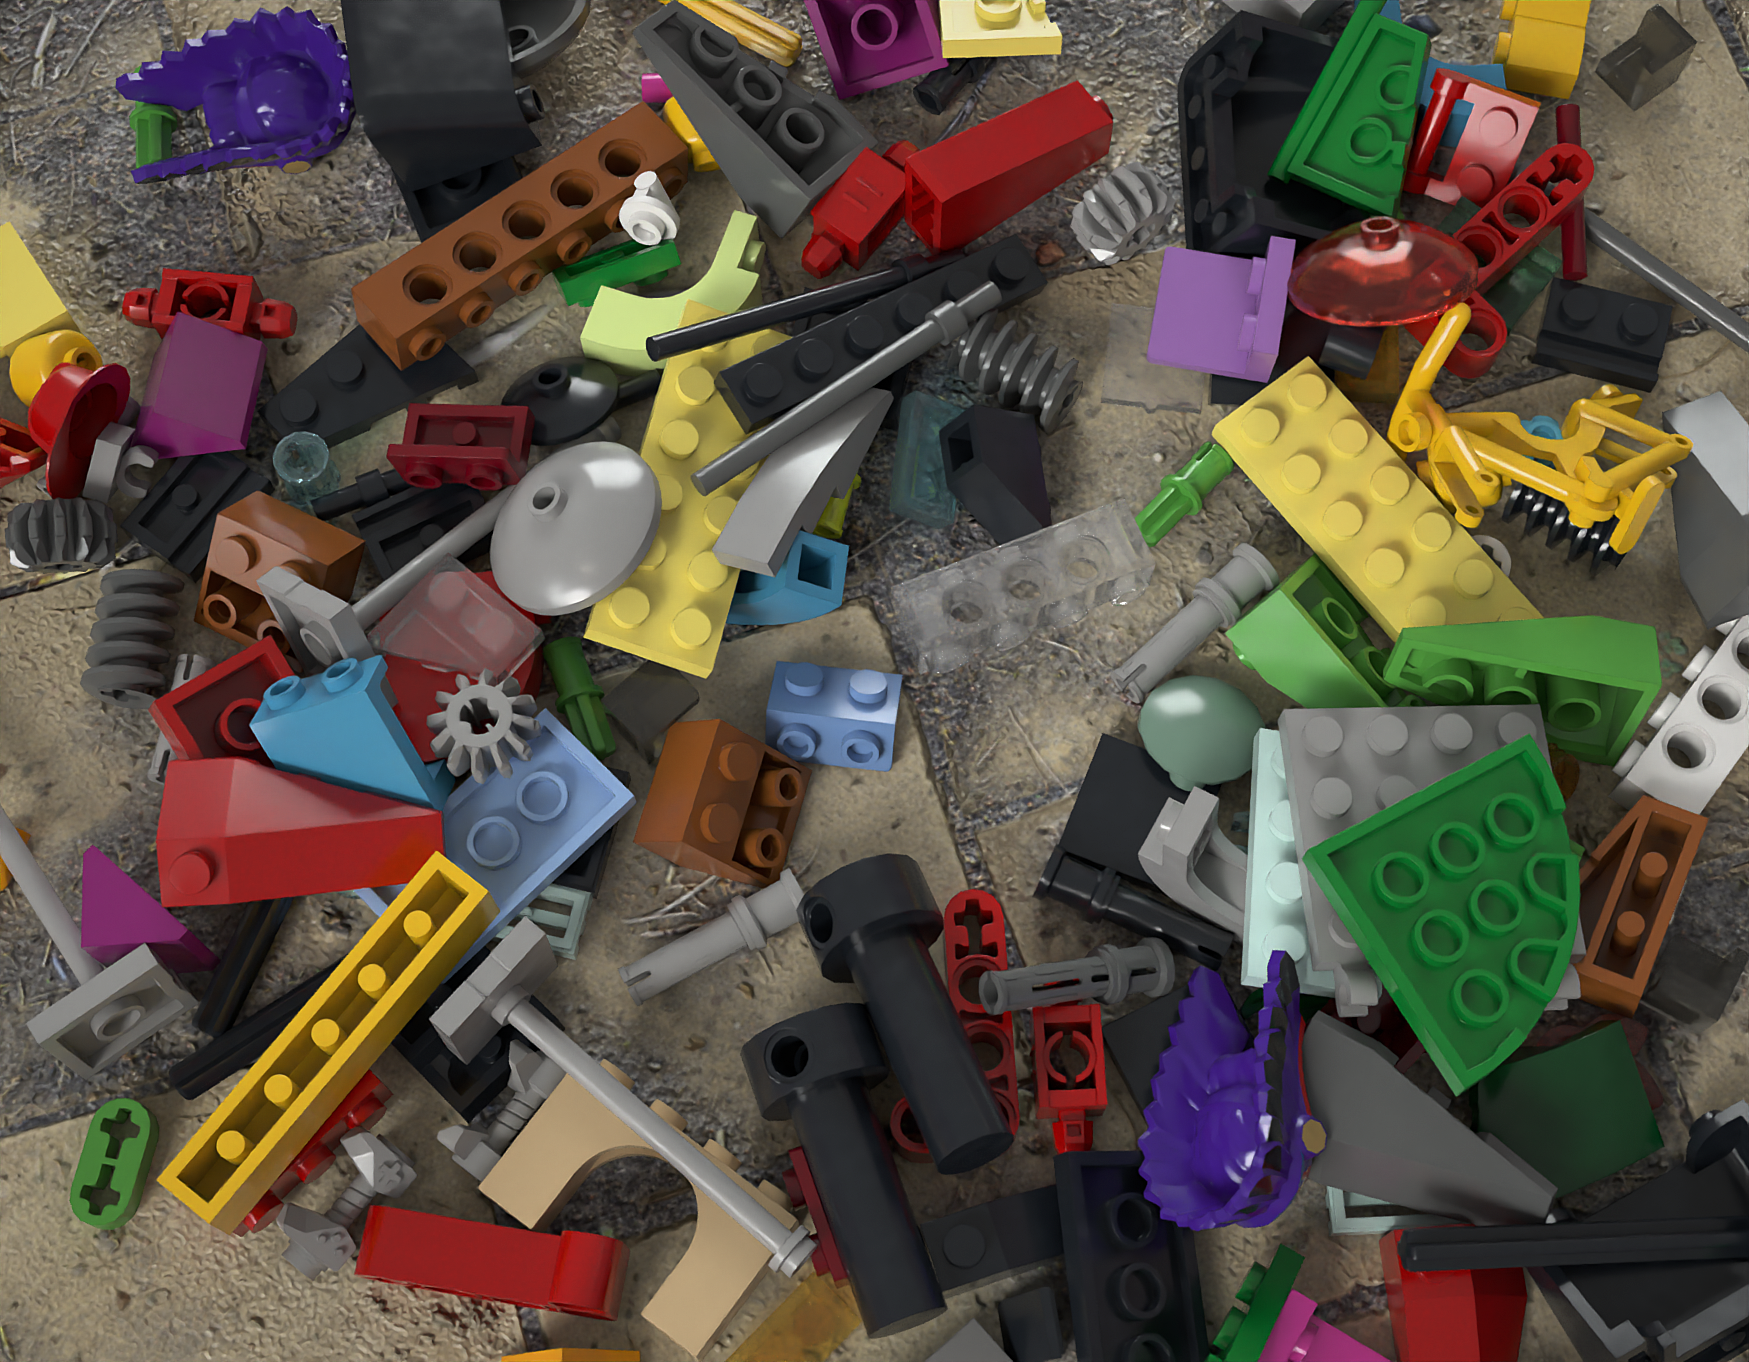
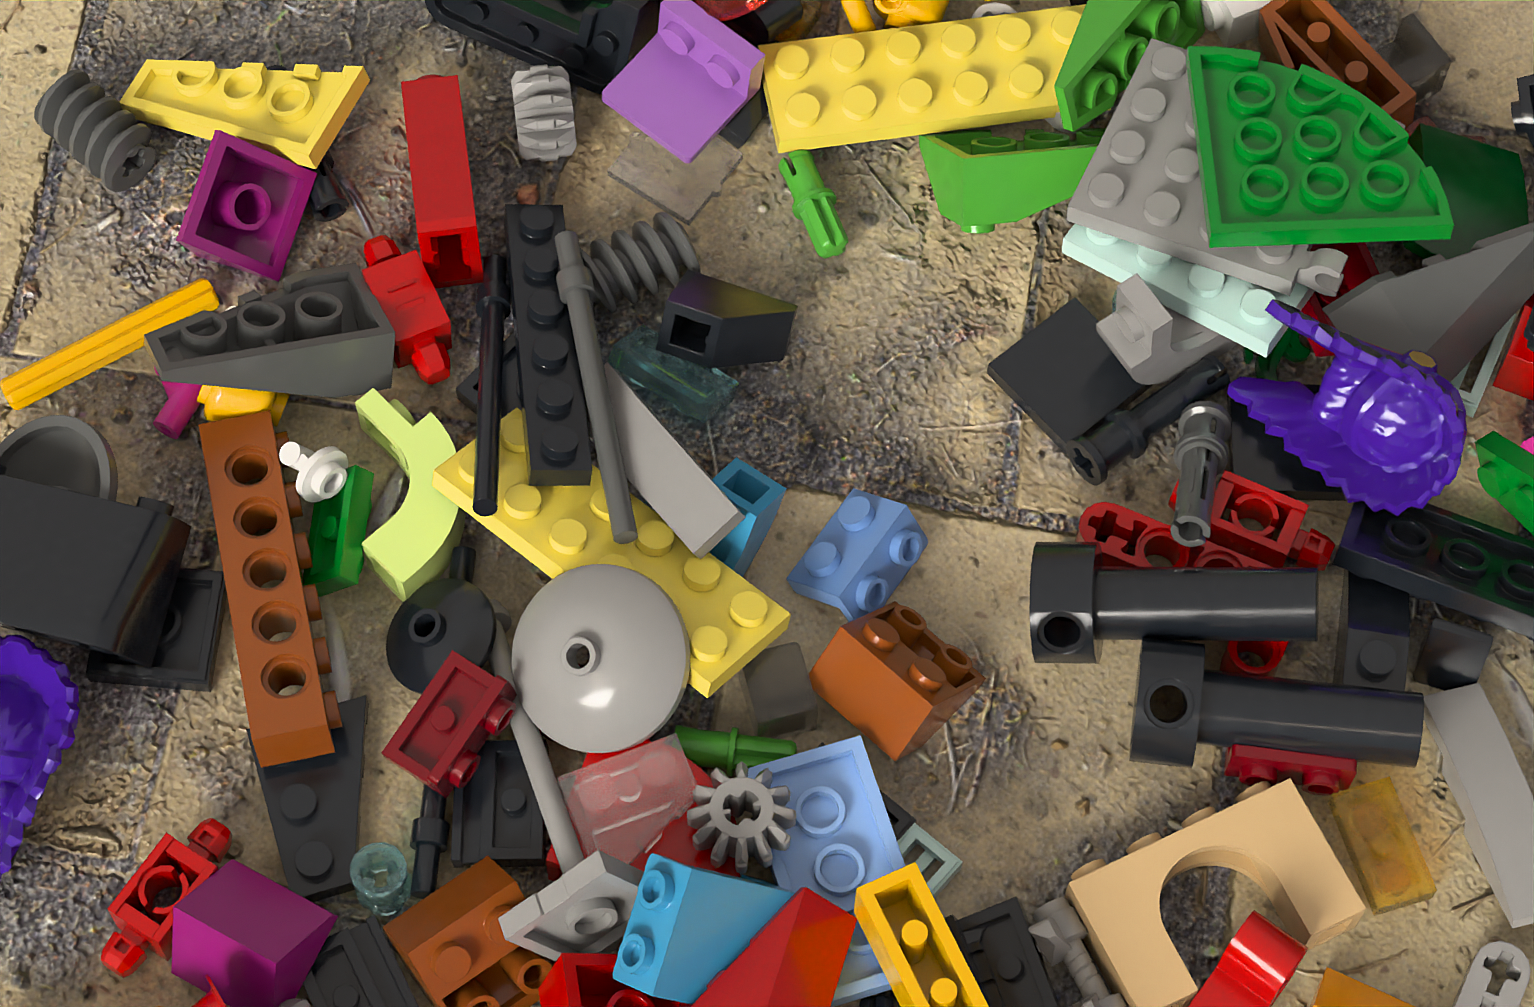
camera: 65 degrees left, 5 degrees down
(501, 995) = (991, 915): light grey tile -> none
(746, 923) = (1009, 711): light grey pin -> none
(1102, 537) = (814, 442): clear brick -> none
(1200, 730) = (1028, 291): sand green dish -> none
(1214, 604) = (924, 228): light grey pin -> none

